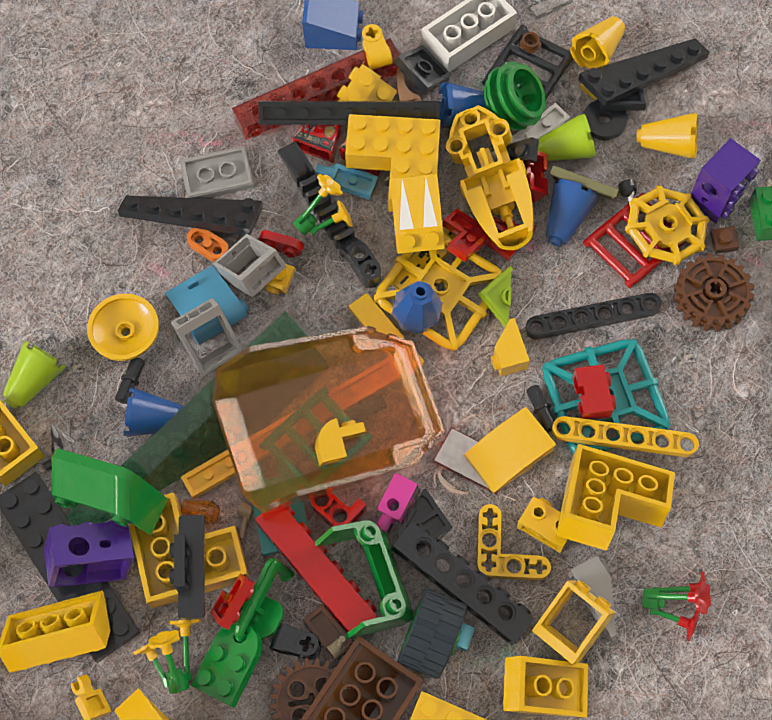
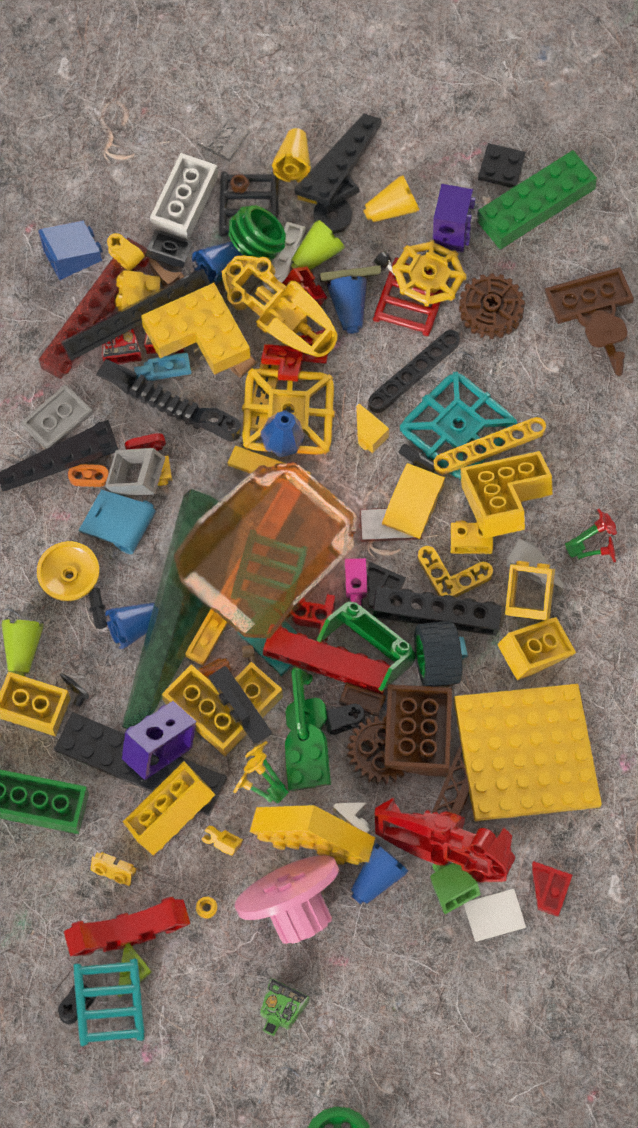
camera: 30 degrees left, 0 degrees up
(105, 488) = (141, 684): green windscreen -> none
(198, 317) = (124, 534): light grey window -> none
(228, 605) = (284, 720): red plate -> none
(306, 221) = (160, 380): plant -> none
(329, 441) = (282, 564): yellow brick -> none
(337, 647) = (376, 702): dark tan hand -> none
(417, 213) = (242, 364): yellow slope -> none
(498, 295) = (336, 393): lime tile -> none
(524, 150) = (290, 272): black plate -> none
(595, 396) = (448, 423): red brick -> none
(724, 240) = (476, 261): reddish brown plate -> none

